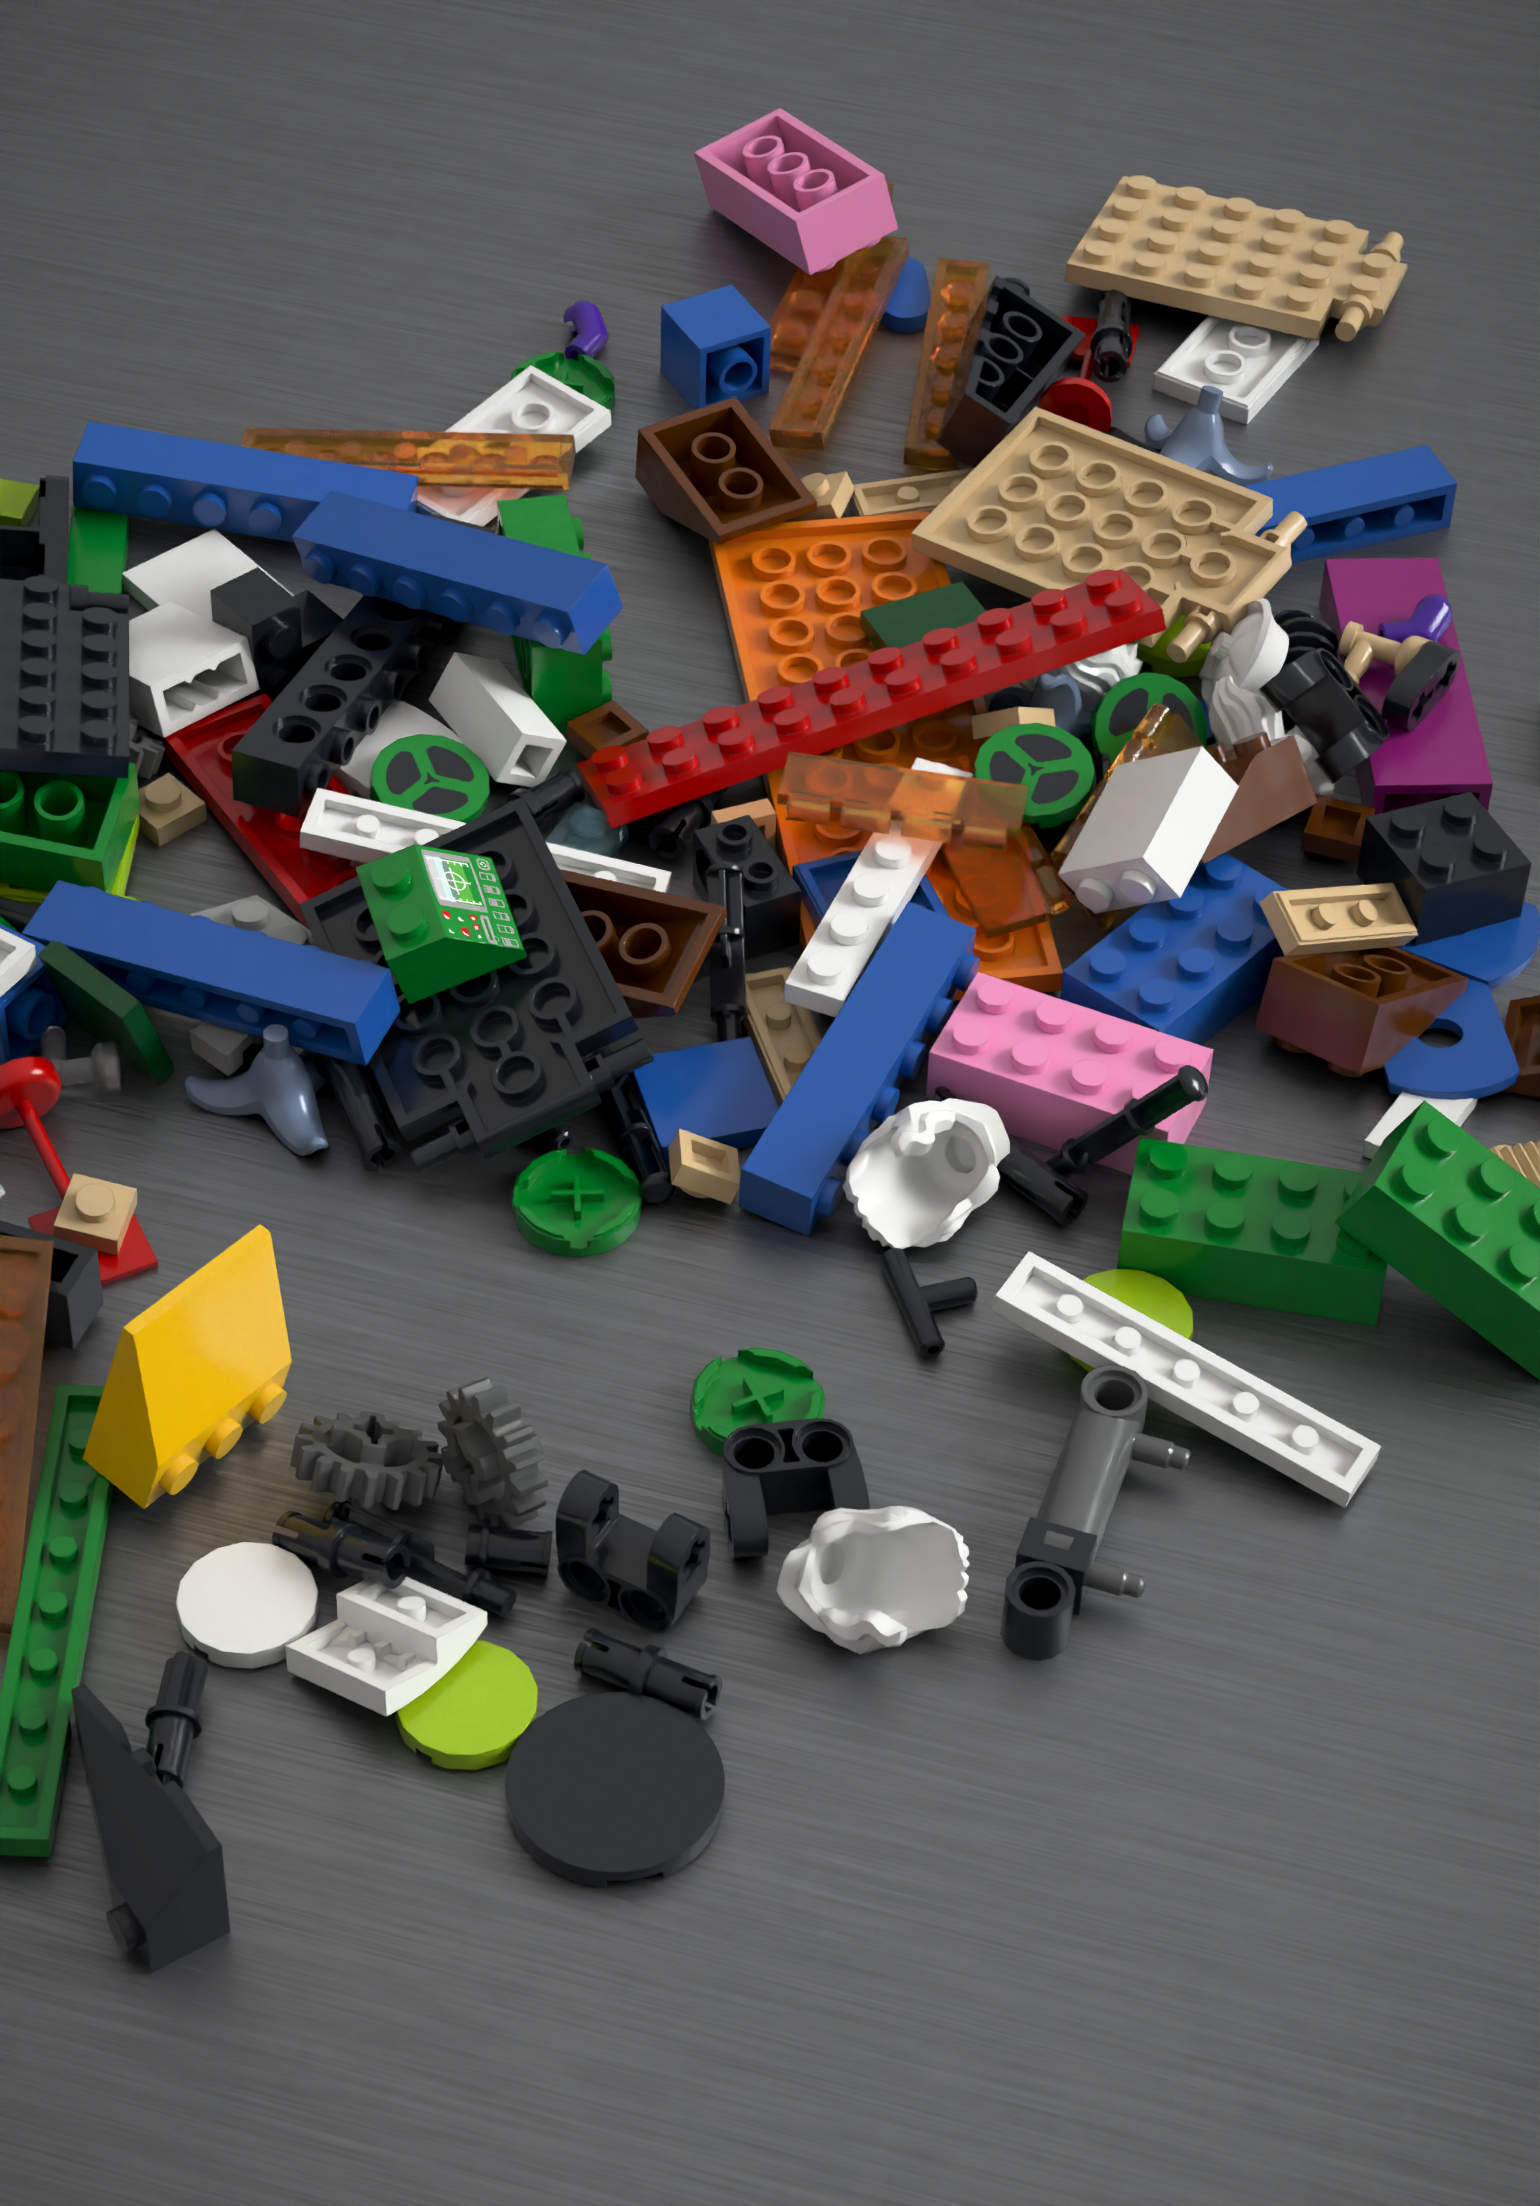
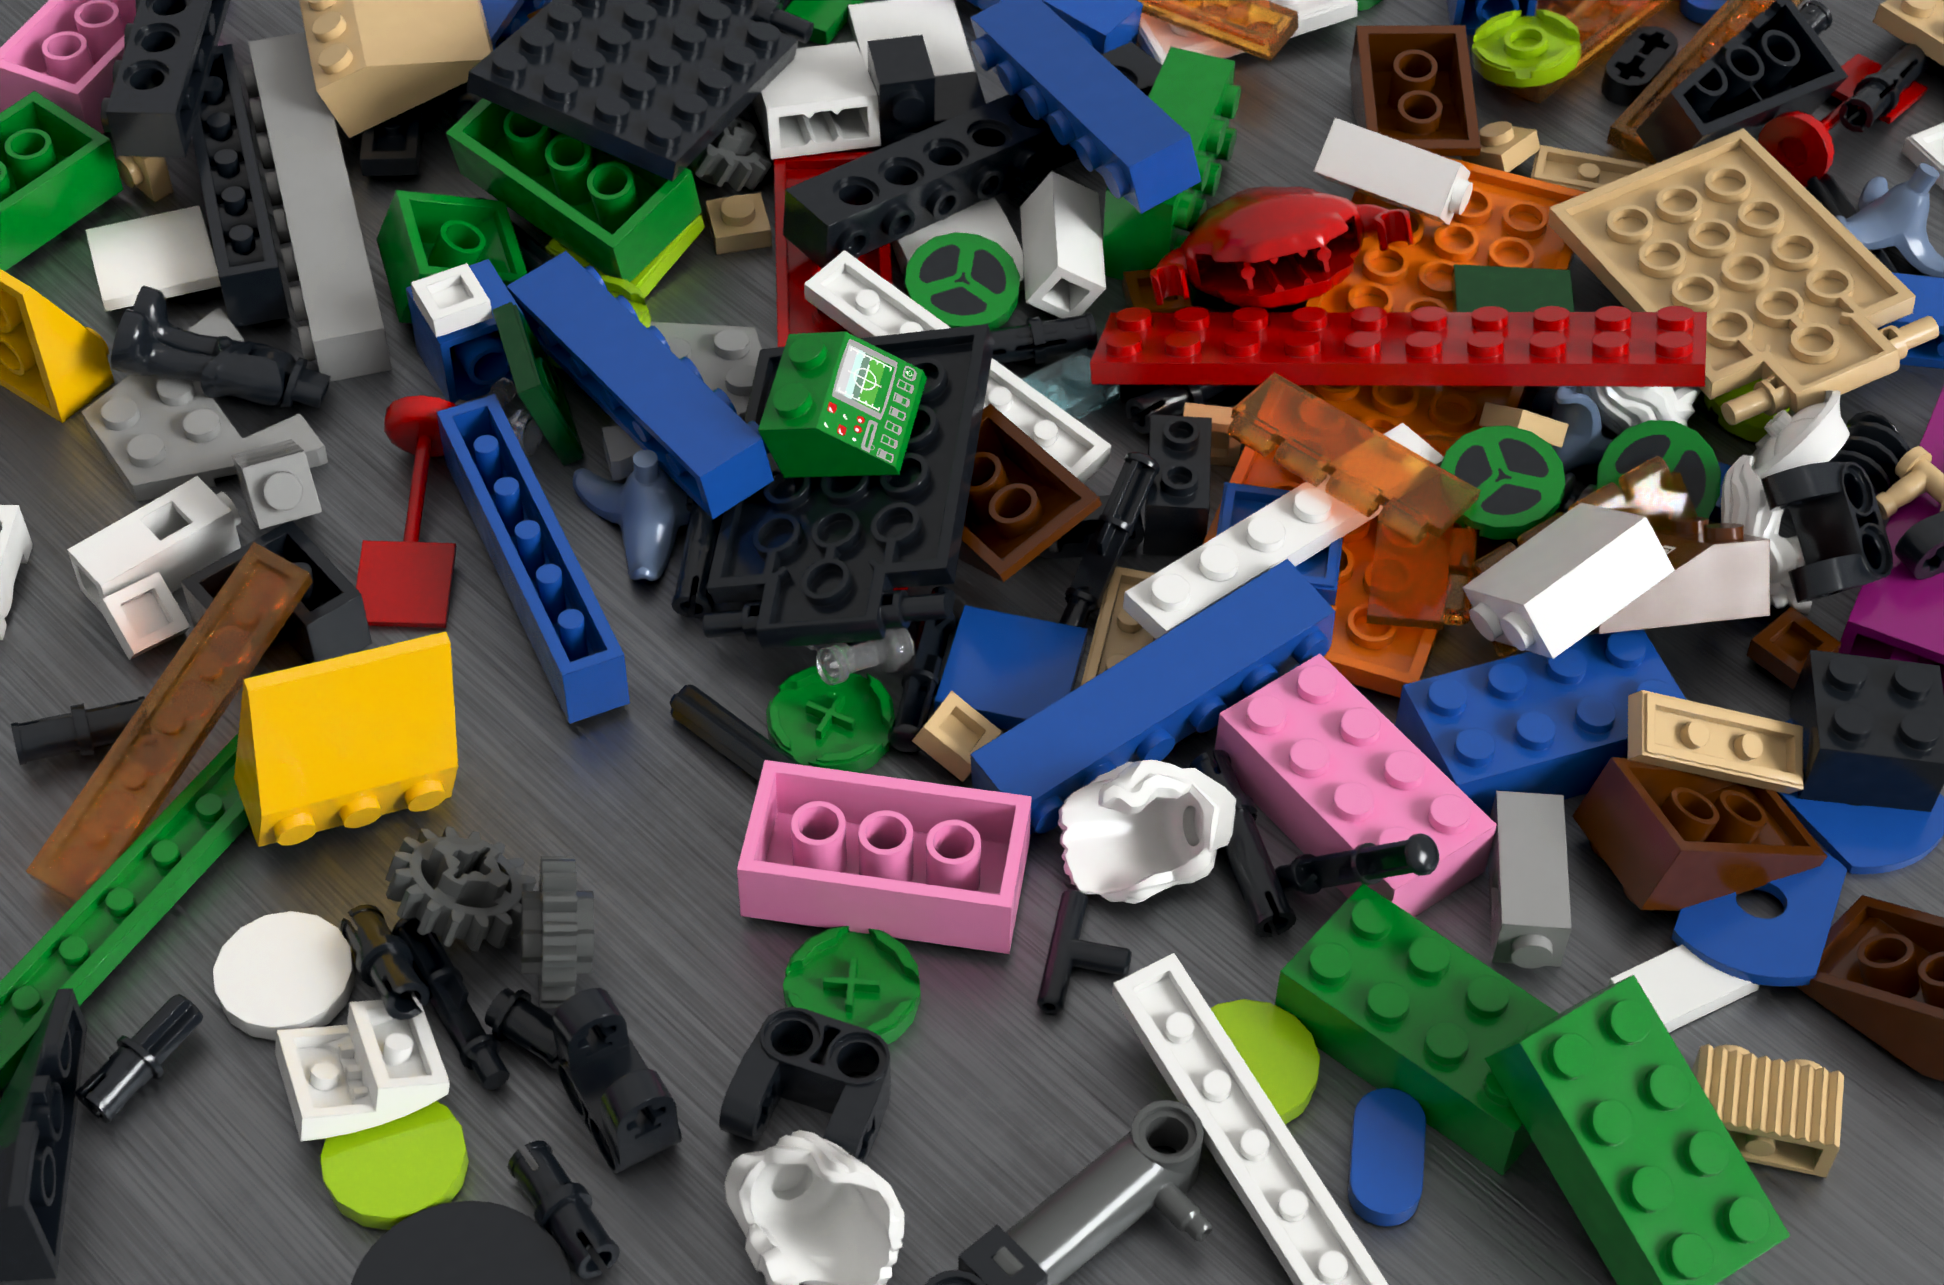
camera: 30 degrees right, 5 degrees up
(95, 1213) = (414, 560): tan plate -> none
(213, 1163) = (534, 559): none -> blue brick
(522, 1252) = (725, 731): none -> black axle
(562, 1144) = (889, 655): none -> clear piece
(698, 648) = (1275, 246): none -> red piece
(723, 1281) = (885, 856): none -> bright pink brick
(761, 547) = (1394, 172): none -> white brick
(791, 401) = (1526, 48): none -> lime tile
(890, 387) = (1633, 61): none -> black beam
(1257, 1089) = (1529, 880): none -> light grey brick
(1282, 1345) = (1386, 1157): none -> blue tile

